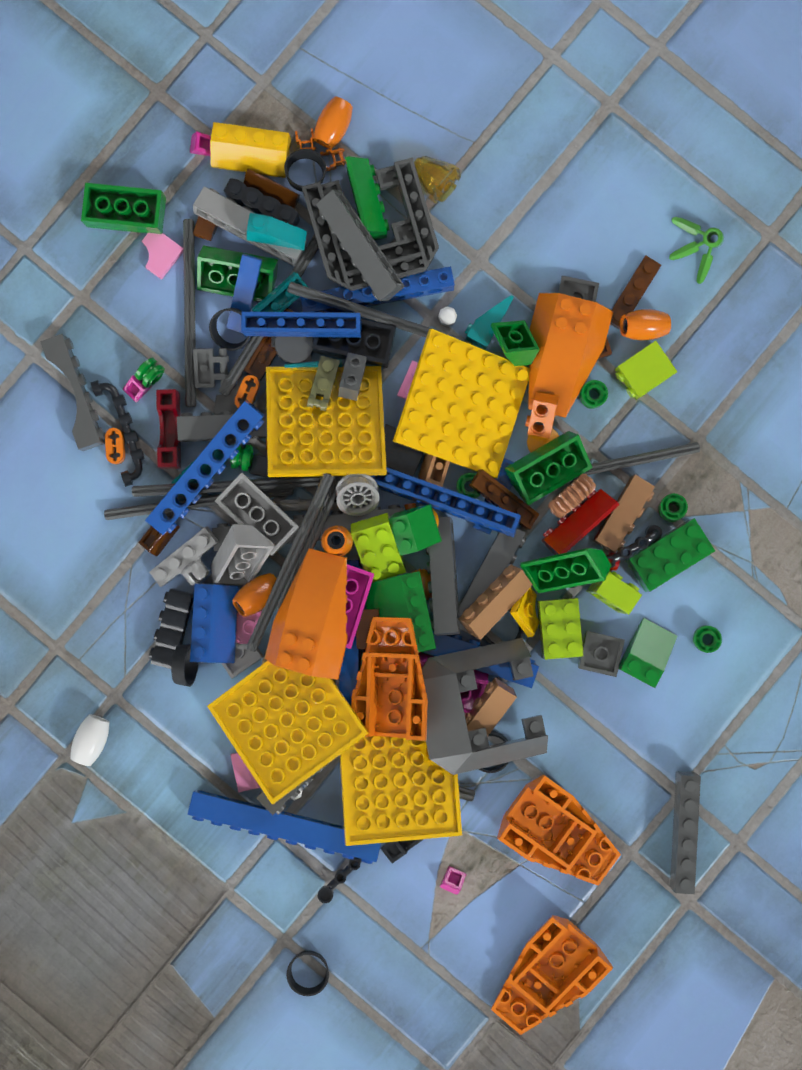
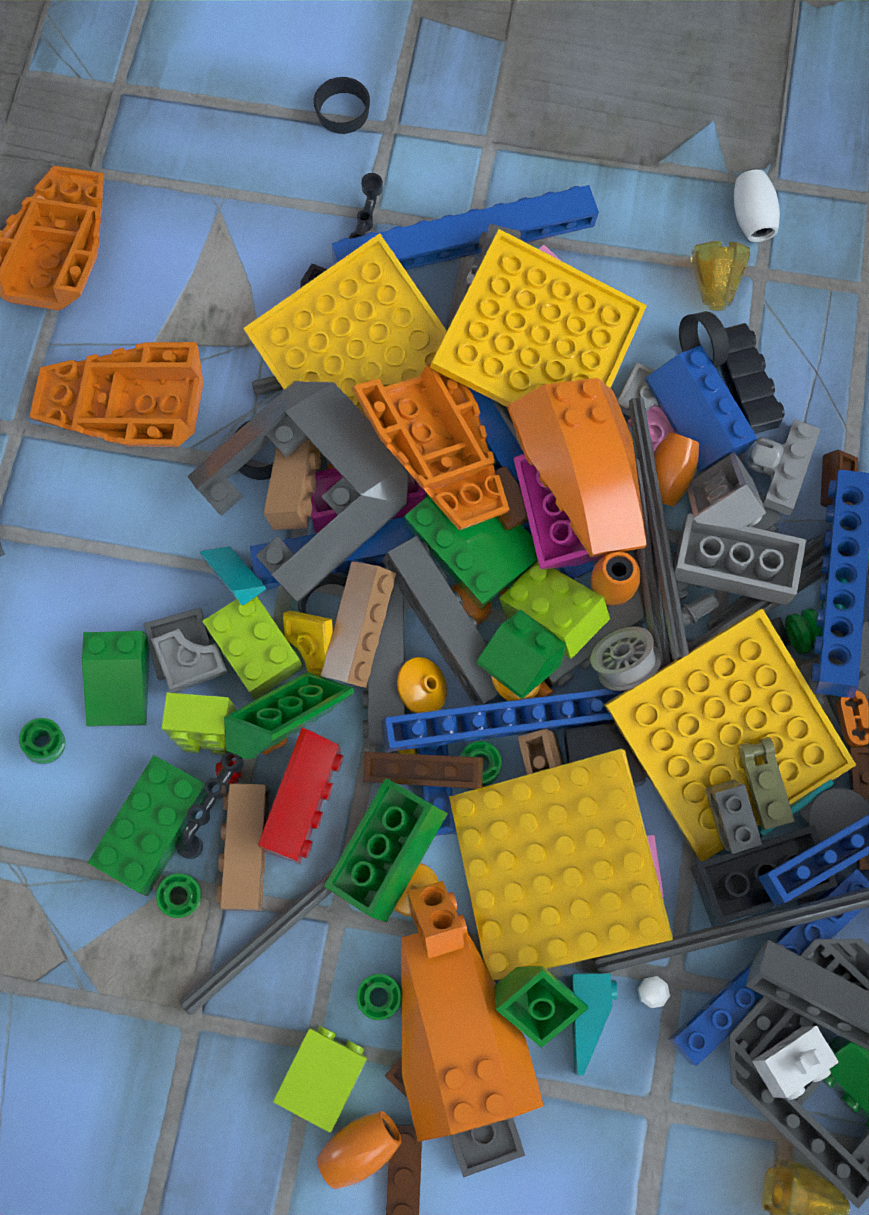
camera: 155 degrees right, 15 degrees down
(144, 706) = (719, 271): none -> clear yellow cone
(401, 237) = (795, 1063): none -> white brick
(453, 880) = (226, 285): dark pink slope -> none
(481, 553) = (413, 685): none -> light orange dish
(550, 676) = (233, 573): none -> teal slope
(572, 495) = (331, 827): nougat gear -> none
(604, 638) = (185, 662): none -> light grey tile

